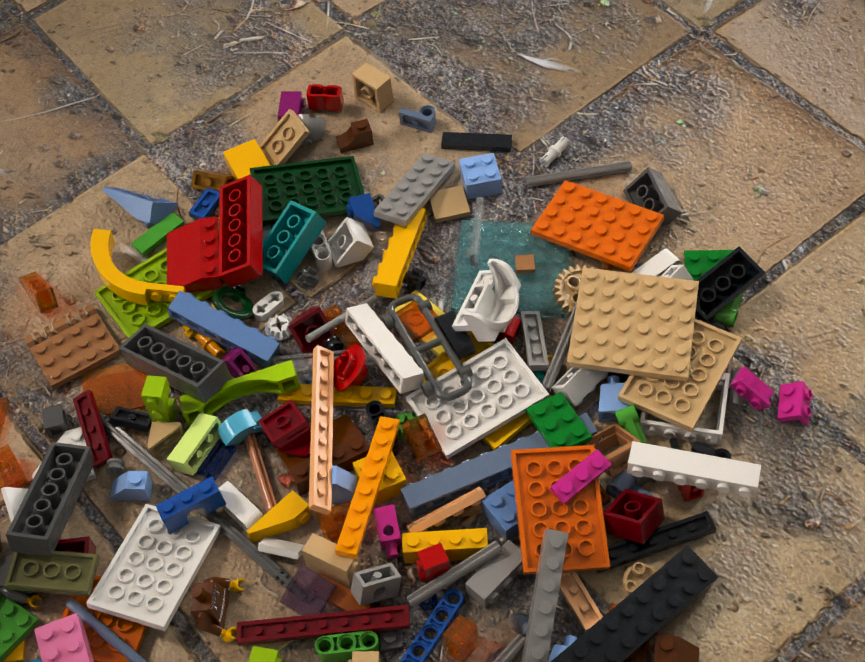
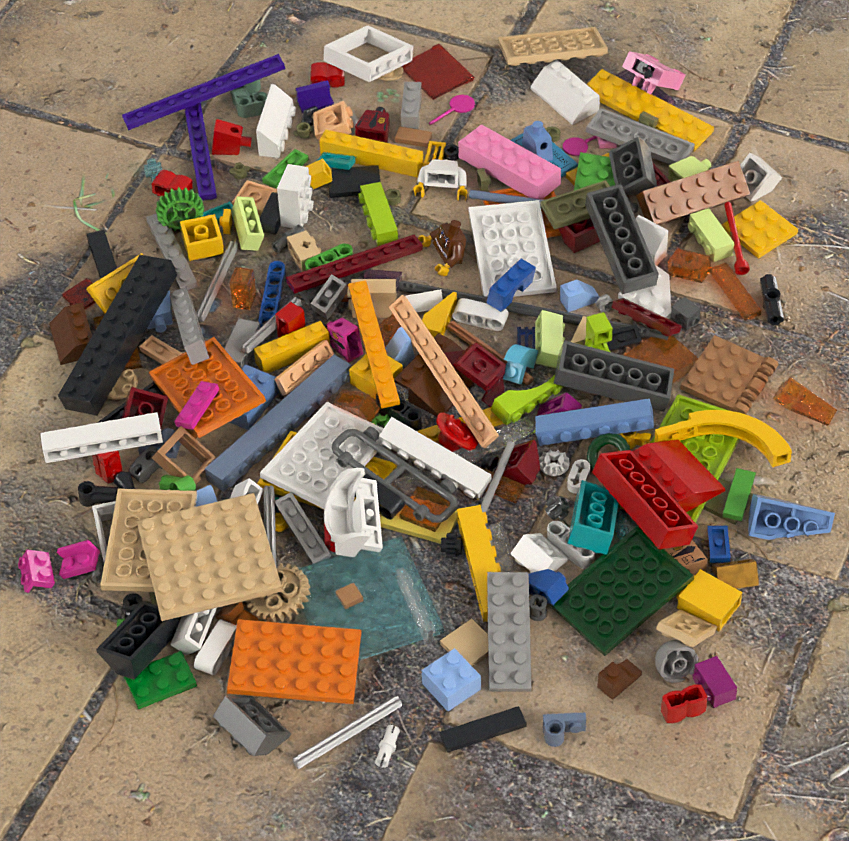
camera: 150 degrees right, 5 degrees down
(372, 87) = (636, 732): tan brick -> none
(558, 422) = (239, 456): green plate -> none

